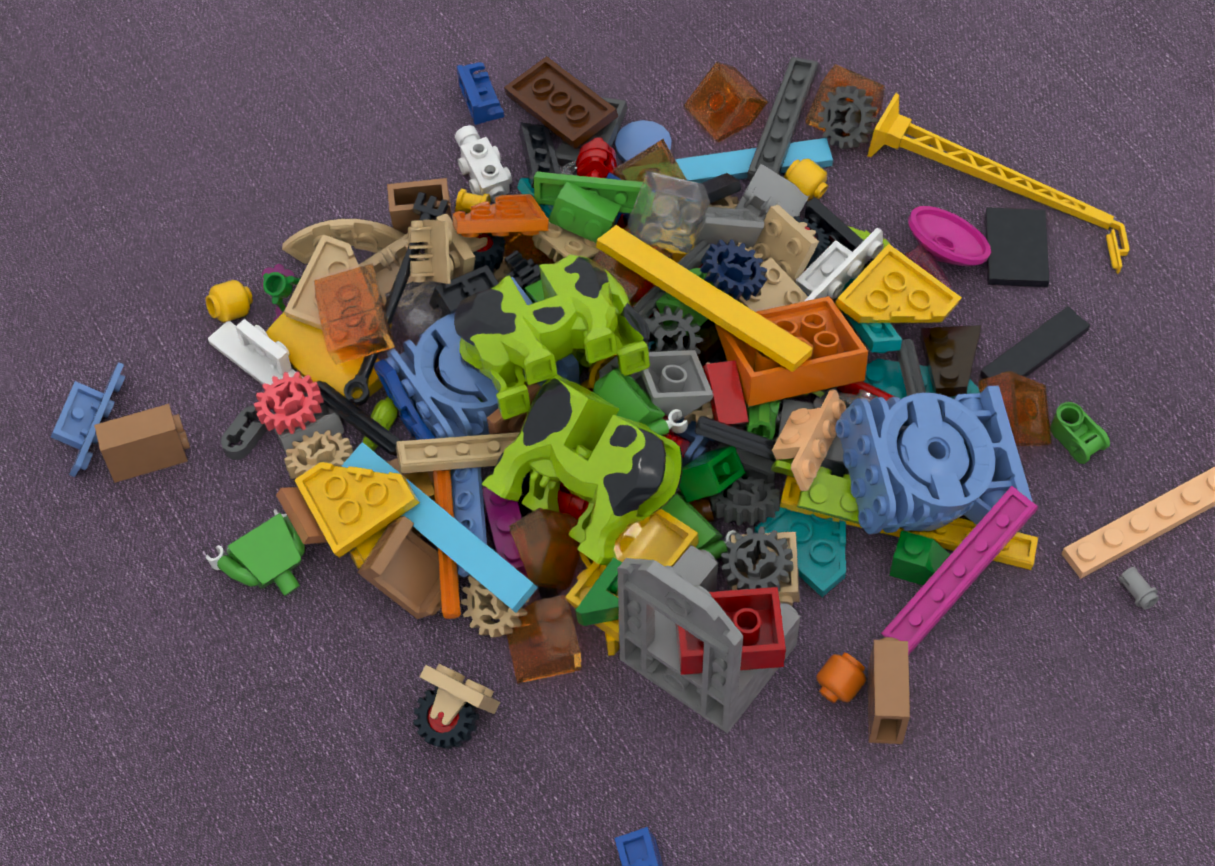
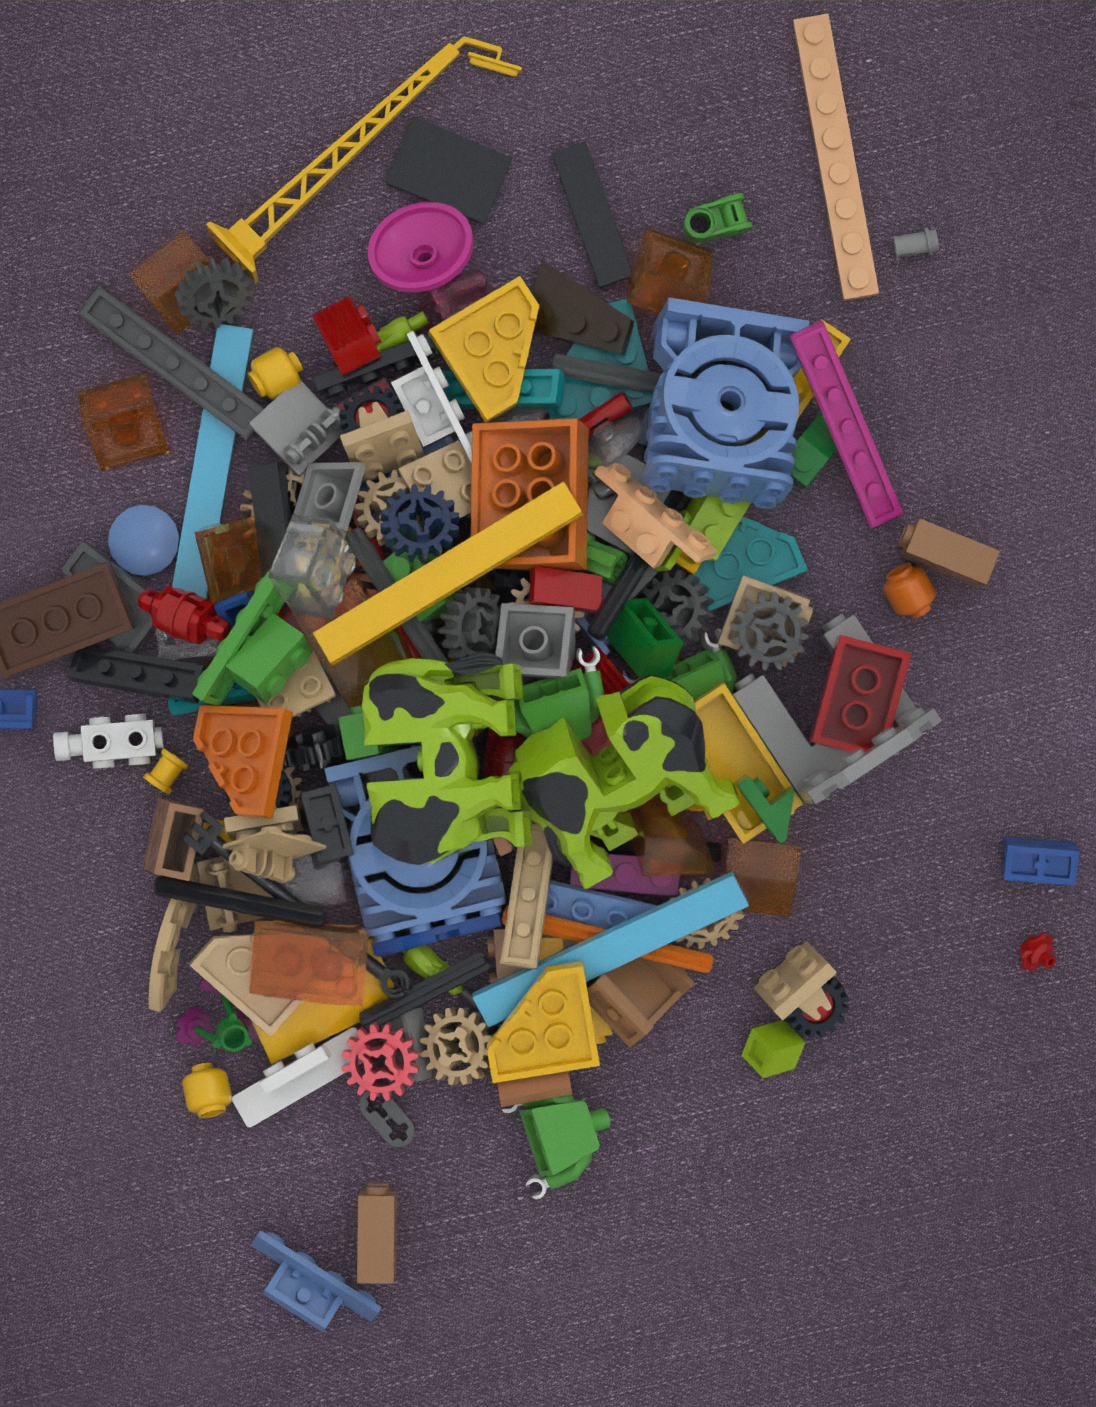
camera: 70 degrees left, 30 degrees up
(385, 256) = (240, 901): none -> black axle
(393, 701) = (773, 1048): none -> lime panel
(857, 209) = (348, 334): none -> red brick

